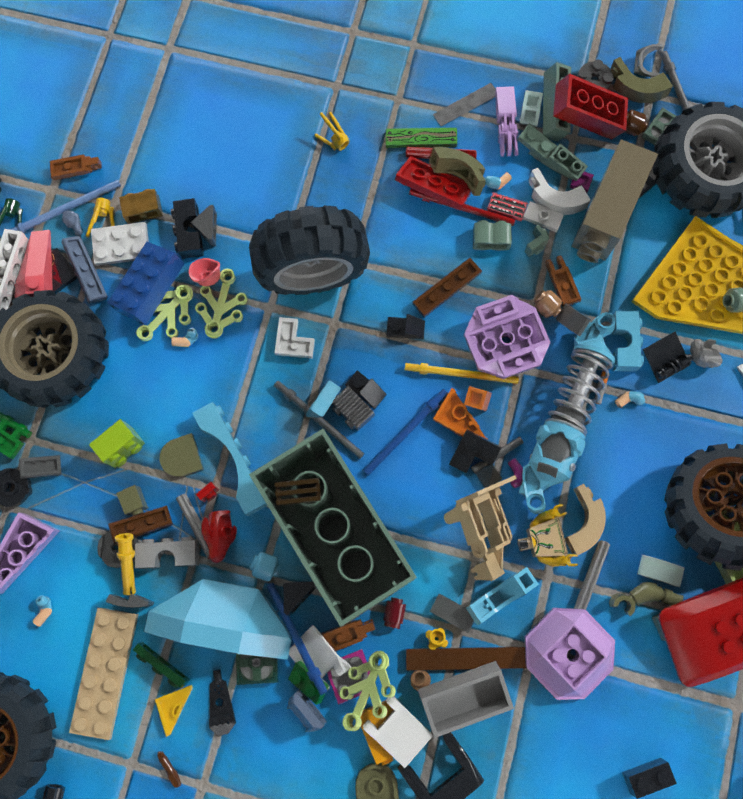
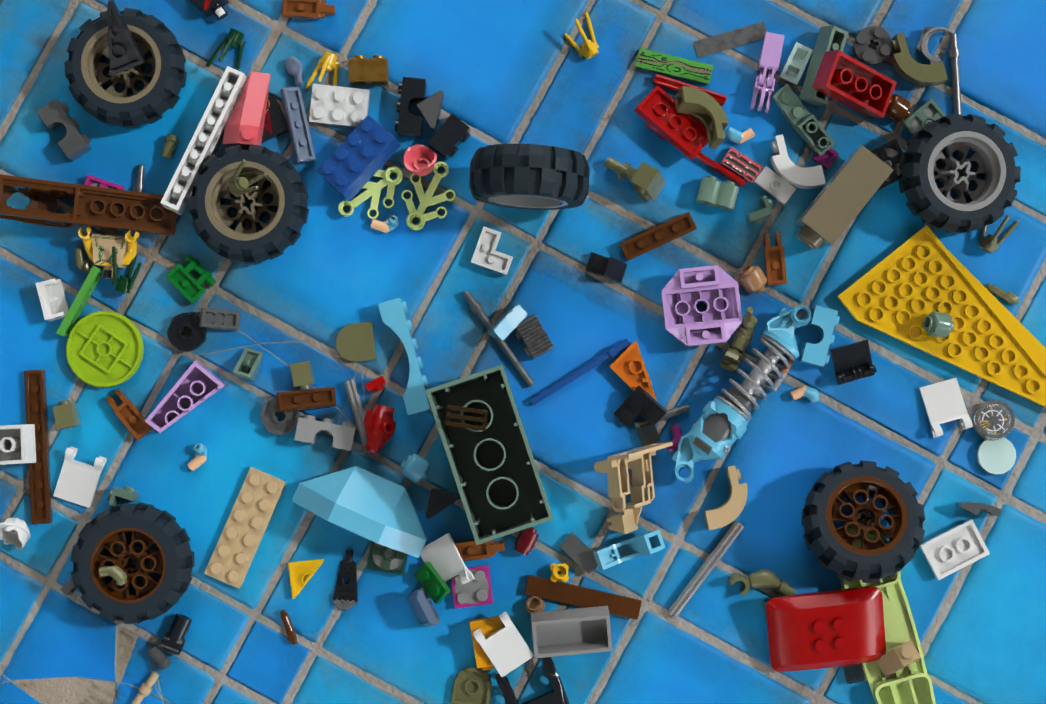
camera: 10 degrees right, 10 degrees up
(32, 328) = (240, 185): none -> olive plant
(68, 206) = (289, 52): medium blue bar -> none
(77, 505) = (248, 364): none -> sand green slope
(117, 444) = (299, 317): lime brick -> none
(126, 555) = (287, 425): yellow pin -> none
(133, 601) = (287, 470): dark grey slope -> none
(160, 665) = (299, 534): dark green plate -> none
(229, 245) = (449, 137): none -> black brick
(313, 672) = (440, 576): blue bar -> none
(366, 389) = (551, 320): black slope -> none
(368, 689) = (486, 602): yellowish green plant -> none
(420, 236) = (645, 179): none -> olive brick
(423, 369) = (614, 314): yellow bar -> none
(477, 398) = (657, 357): orange panel -> none
(547, 539) = (686, 508): torso -> none
(548, 647) = (672, 595): lavender piece -> none
(553, 364) = (740, 341): none -> olive piece
(573, 319) = (770, 303): dark grey slope -> none
(661, 570) = (783, 562): light aqua slope -> none
(704, 354) = (891, 369): light grey hair -> none

